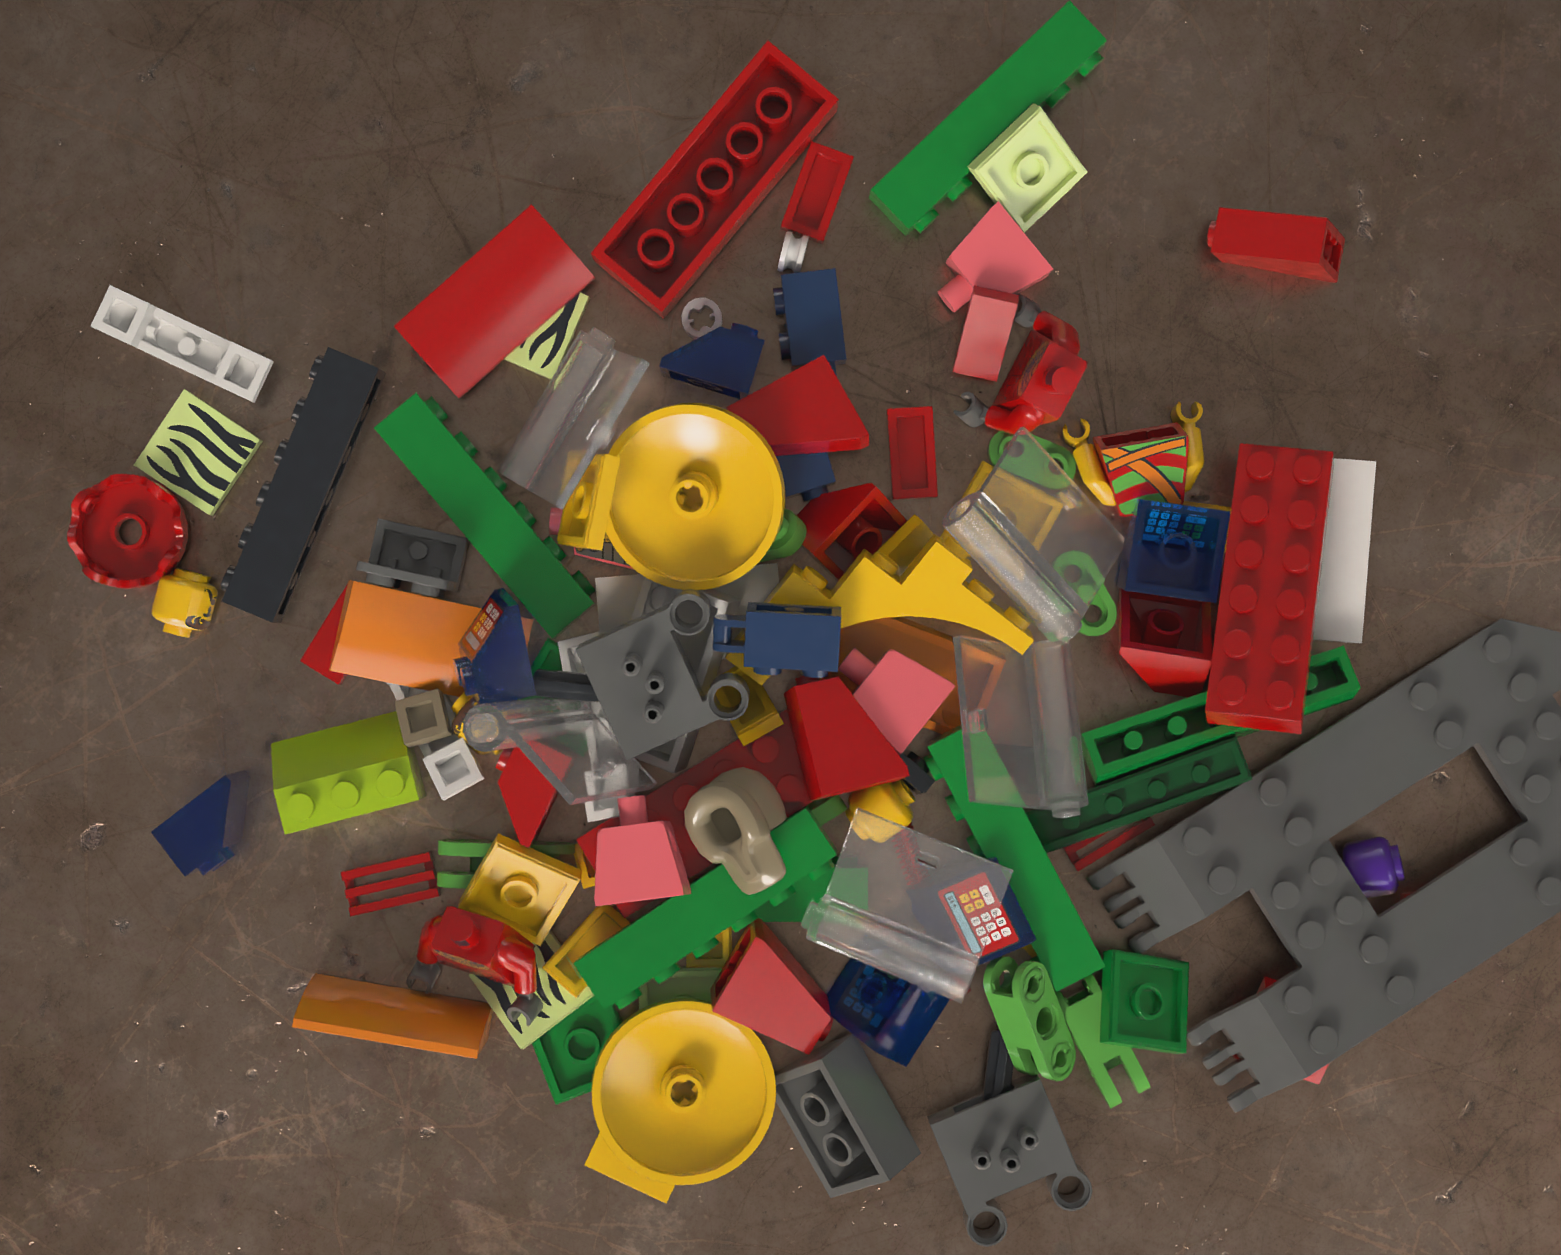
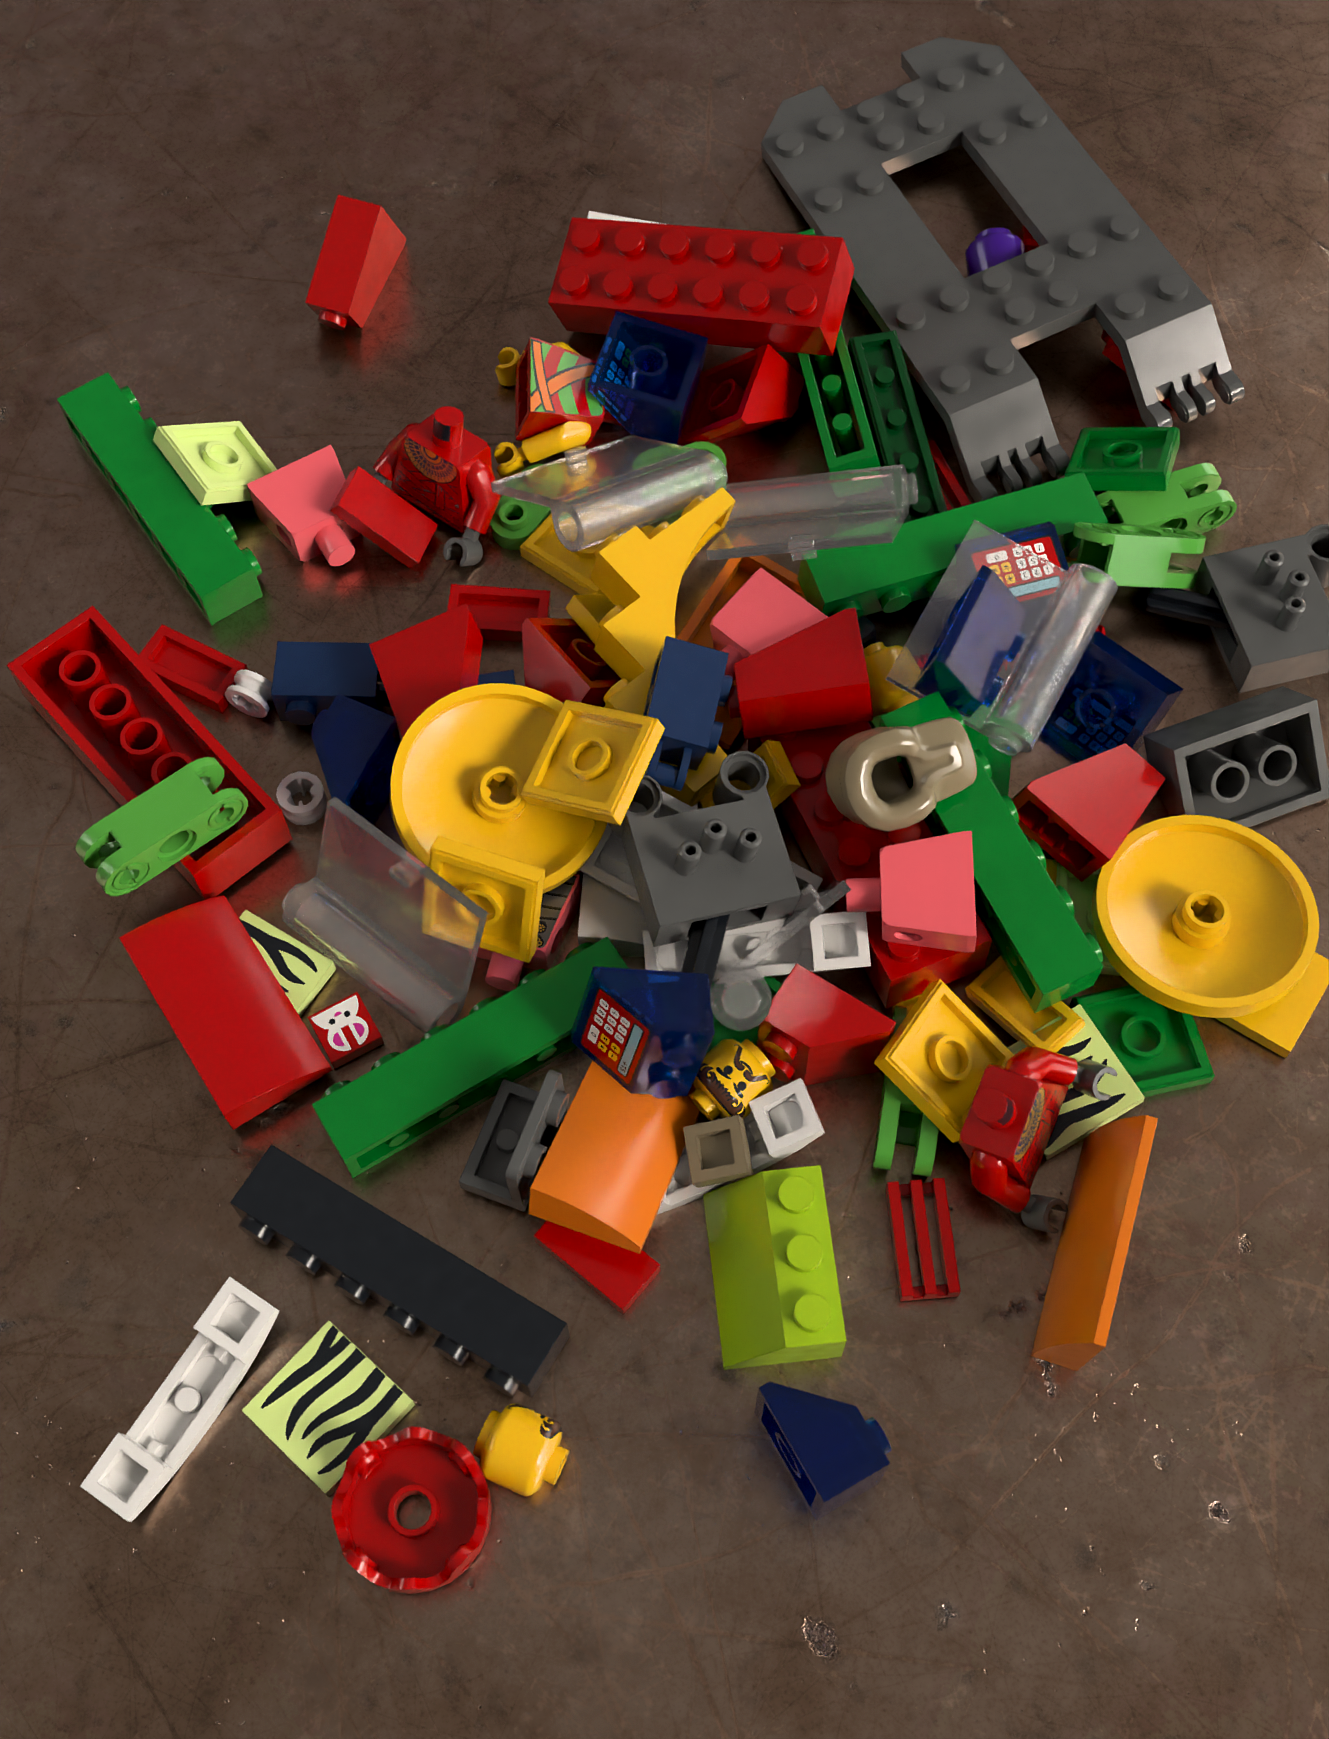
camera: 75 degrees left, 25 degrees down
(498, 401) = (345, 1030): none -> tile
(619, 219) = (160, 827): none -> bright green piece
(713, 572) = (593, 761): none -> yellow tile
(877, 879) = (974, 645): none -> clear blue slope

